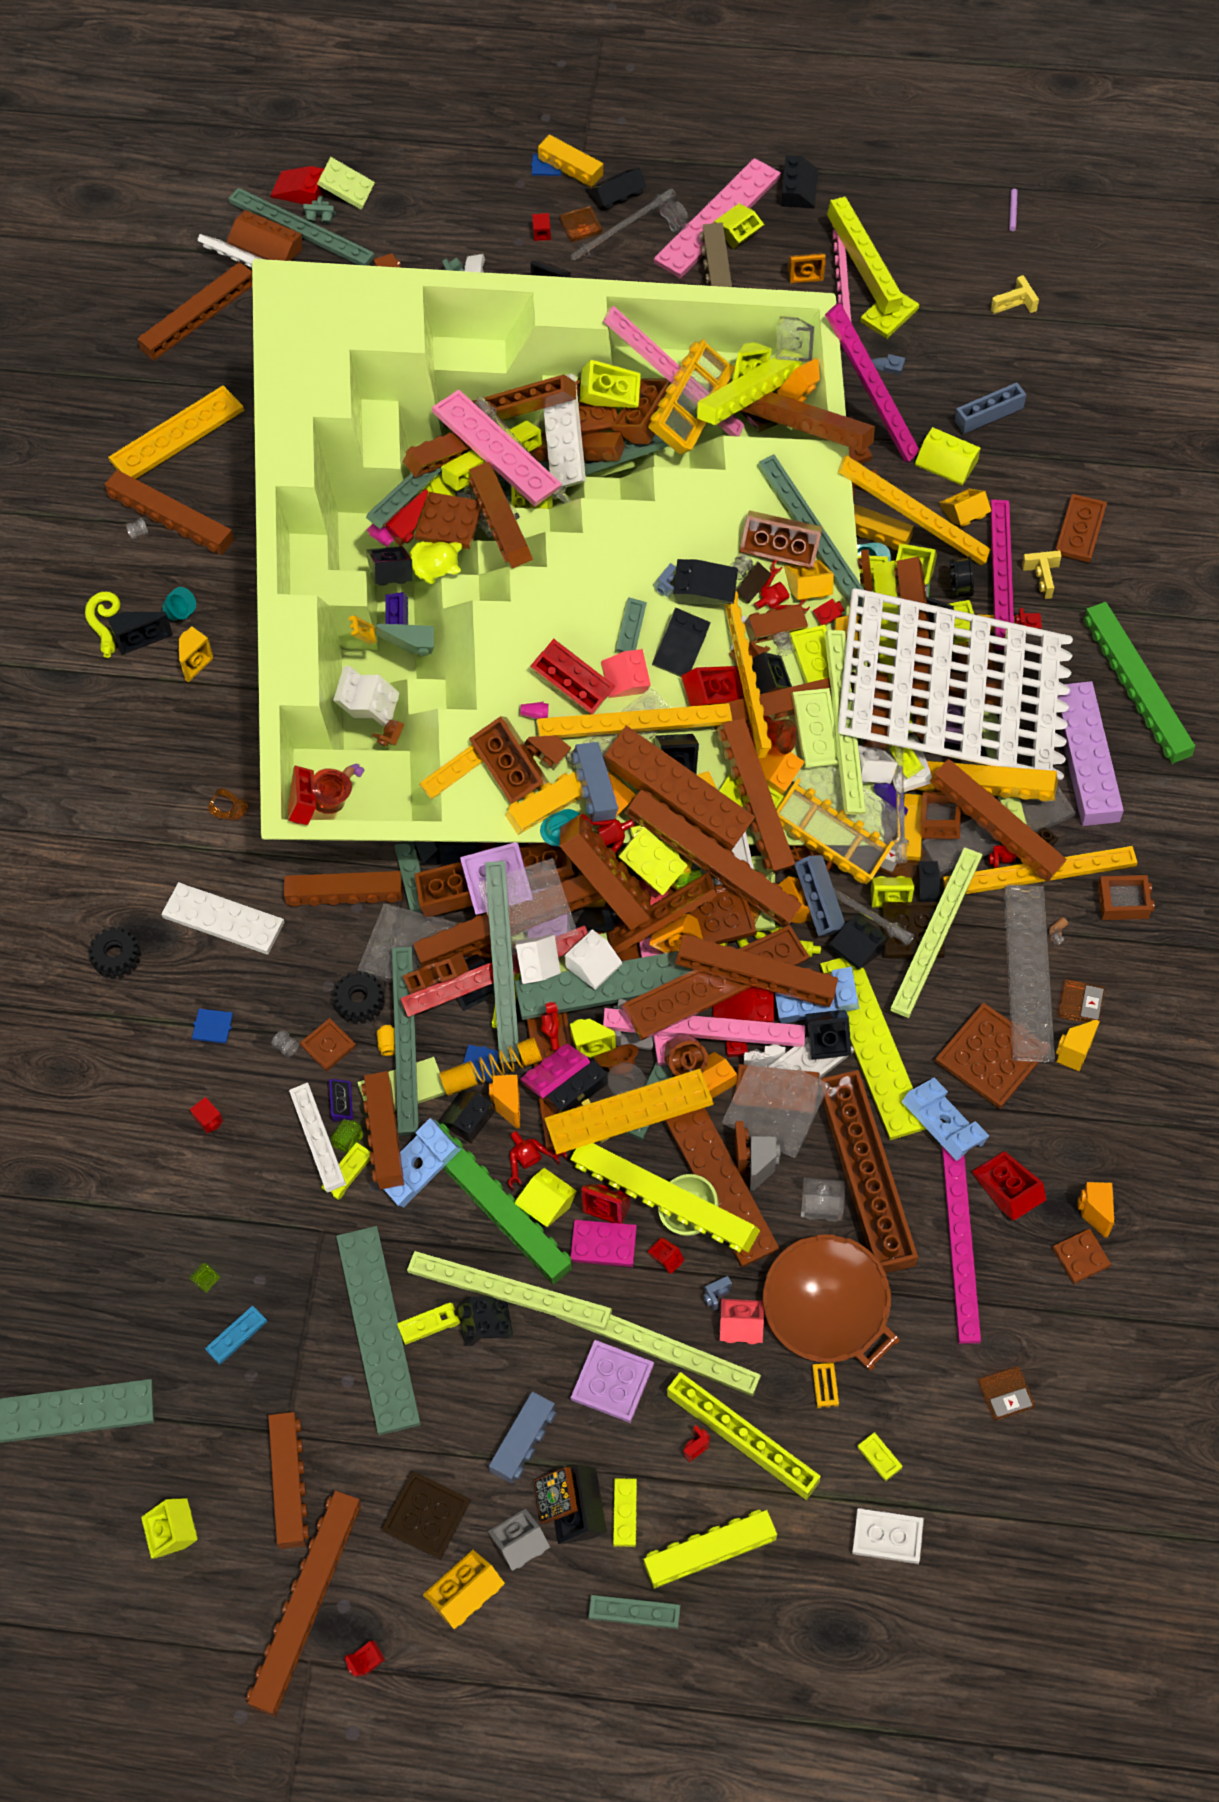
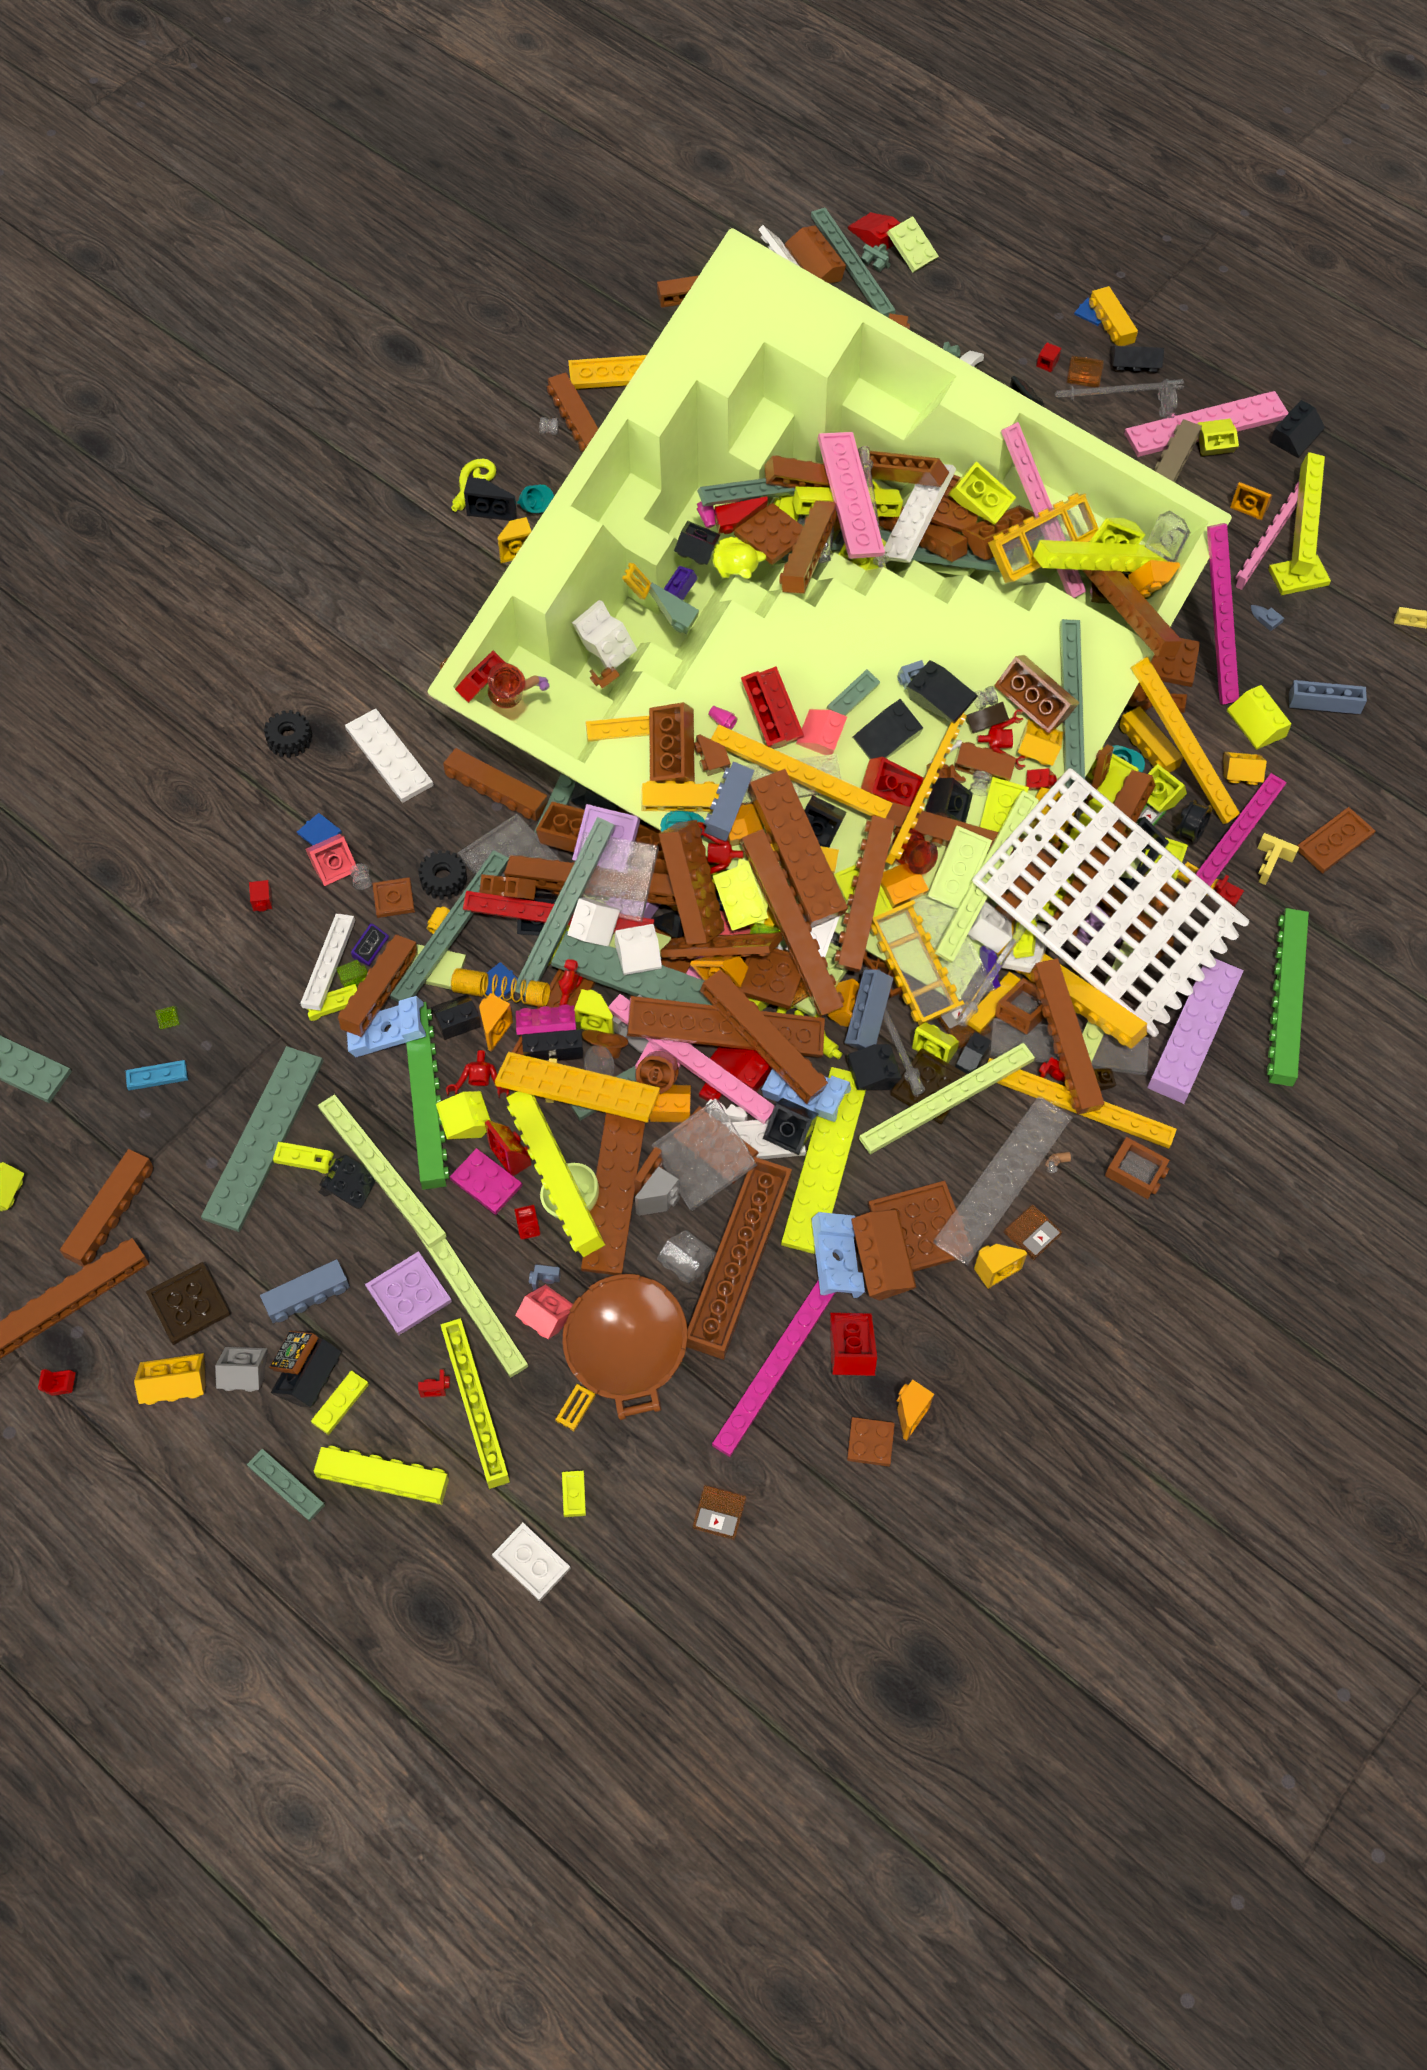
camera: 30 degrees right, 0 degrees up
(246, 1043) = (331, 859): none -> coral slope
(982, 1094) = (883, 1254): none -> dark orange slope

